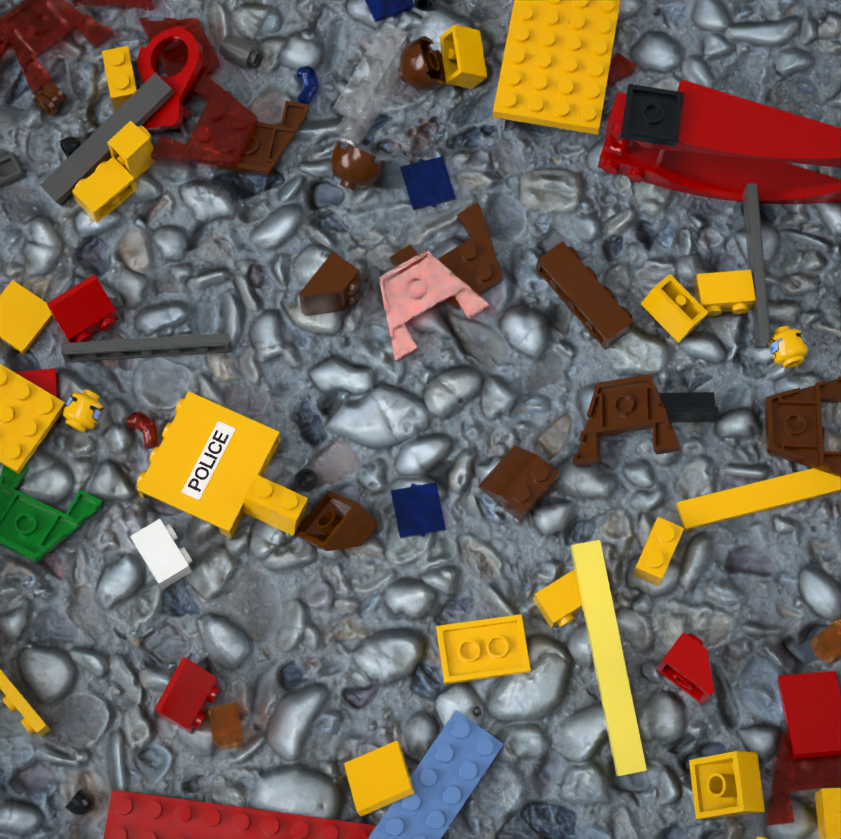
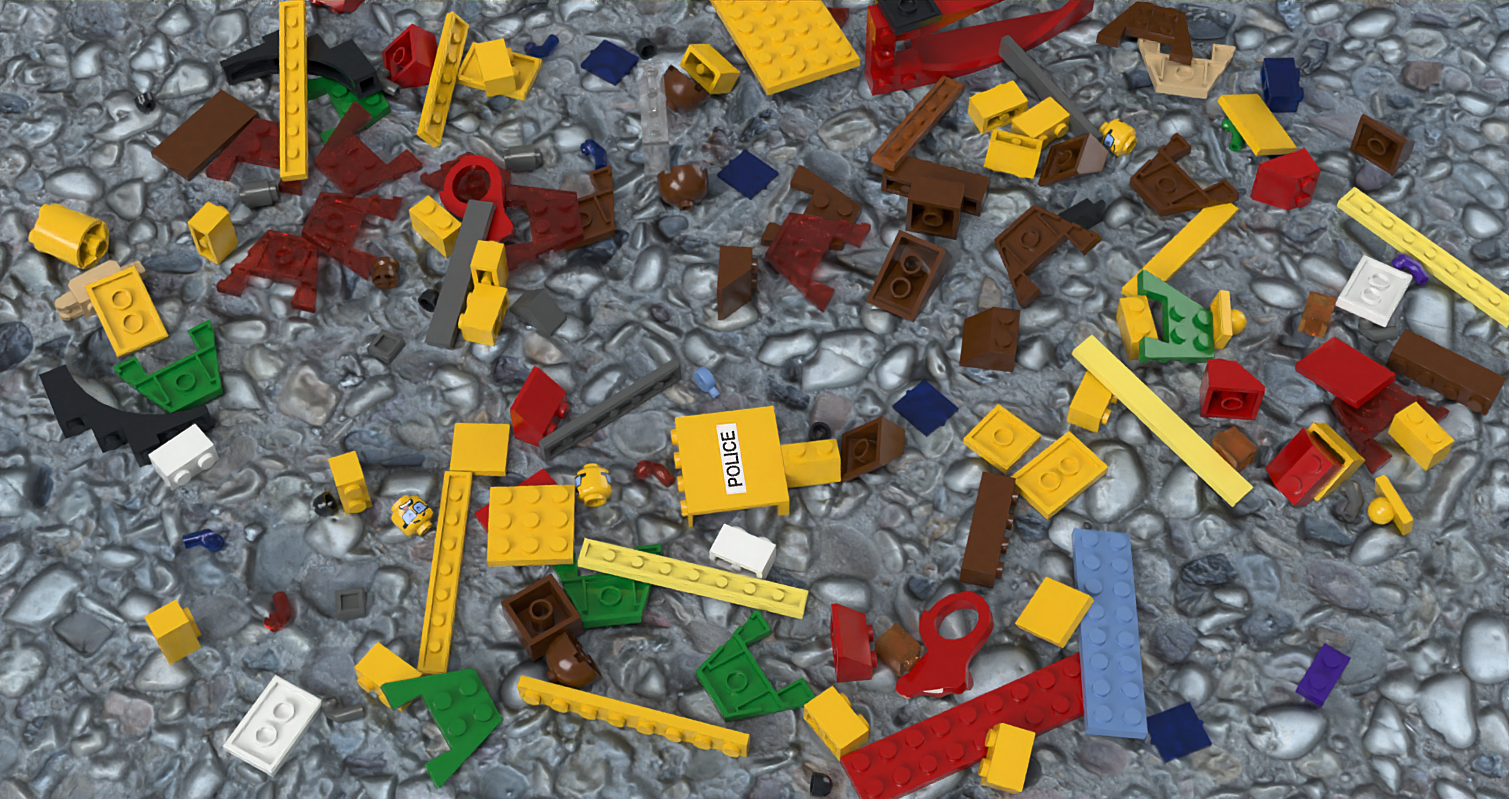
camera: 30 degrees left, 15 degrees down
(76, 668) = (738, 683): none -> green wing
(103, 551) = (693, 578): none -> light yellow tile
(129, 757) = (836, 722): none -> yellow brick
(153, 214) = (539, 311): none -> dark grey slope
(245, 370) = (706, 381): none -> medium blue piece
(251, 766) = (946, 662): none -> red animal
(382, 663) = (988, 529): none -> reddish brown brick
(462, 582) = (1002, 439): none -> yellow tile
(492, 374) = (909, 276): none -> reddish brown slope
(561, 320) = (935, 207): none -> reddish brown brick
(610, 225) = (917, 123): none -> dark orange tile
(654, 724) = (1234, 448): none -> clear orange brick
(698, 784) = (1303, 468): none -> red slope
(699, 249) = (997, 106): none -> yellow brick
(702, 578) = (1186, 325): none -> wing
(726, 348) = (1073, 160): none -> reddish brown slope
(745, 593) = (1225, 320): none -> yellow tile

